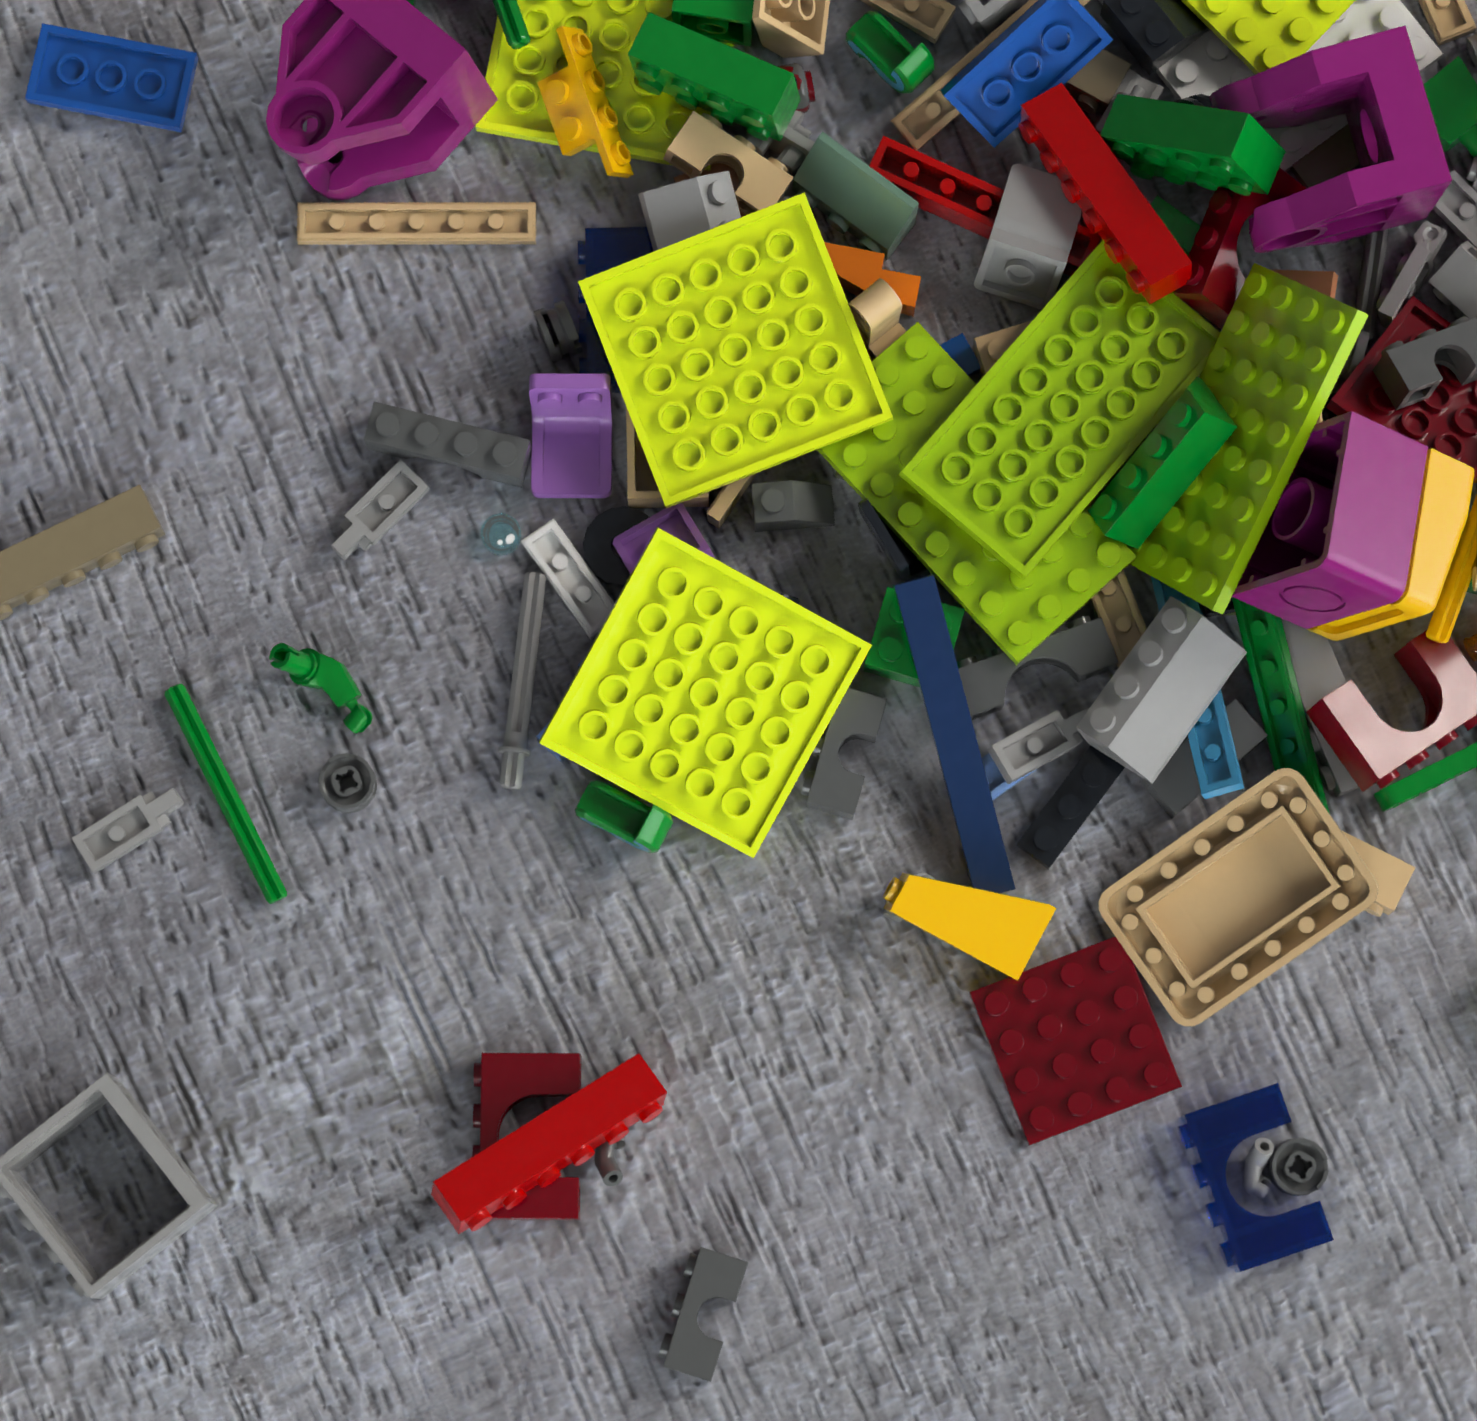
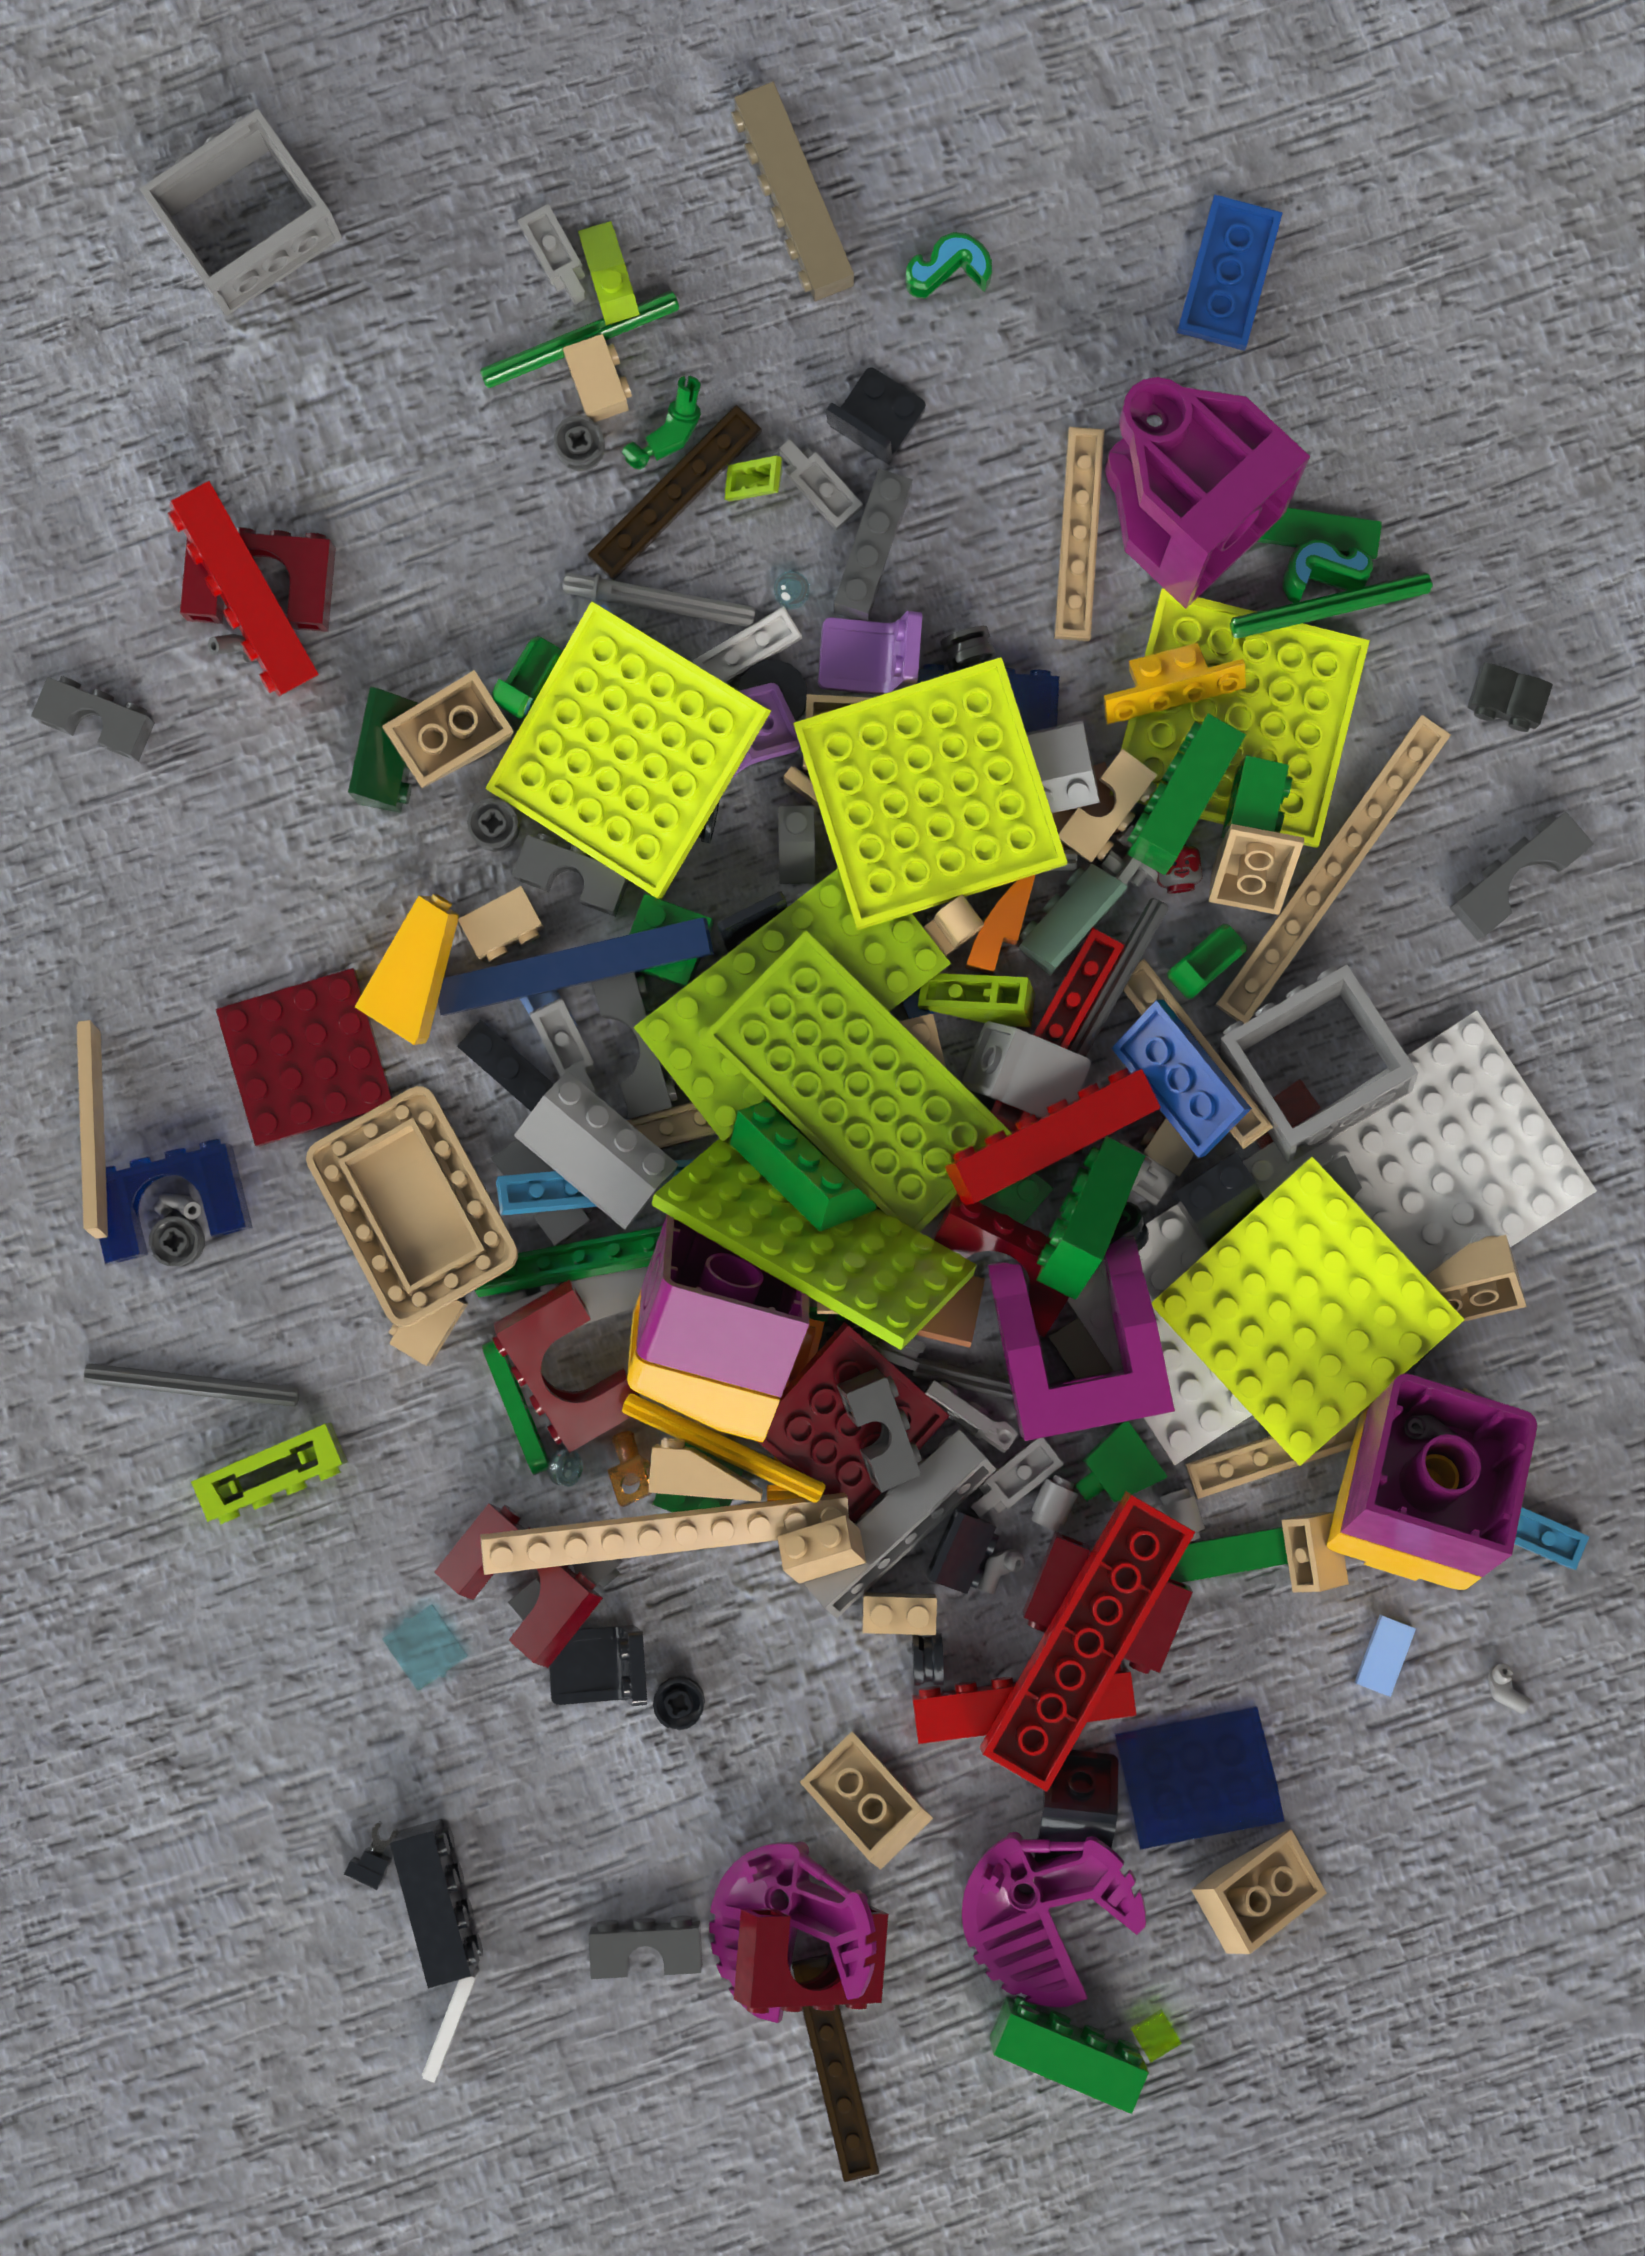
camera: 95 degrees right, 5 degrees up
(112, 389) = (947, 257): none -> green animal
(147, 762) = (608, 273): none -> lime slope
(272, 767) = (596, 379): none -> tan brick
(295, 451) = (877, 414): none -> black piece
(380, 581) = (753, 478): none -> lime slope
(397, 673) = (675, 492): none -> dark brown tile
(694, 895) = (449, 730): none -> tan slope
(721, 968) = (378, 769): none -> dark green slope
(794, 845) = (493, 824): none -> dark grey wheel
(878, 126) = (1118, 976): none -> dark grey axle
(908, 826) = (501, 925): none -> tan brick
(951, 291) = (980, 998): none -> lime slope
(1183, 1265) = (92, 1129): none -> tan tile
(1458, 1137) = (191, 1385): none -> dark grey axle

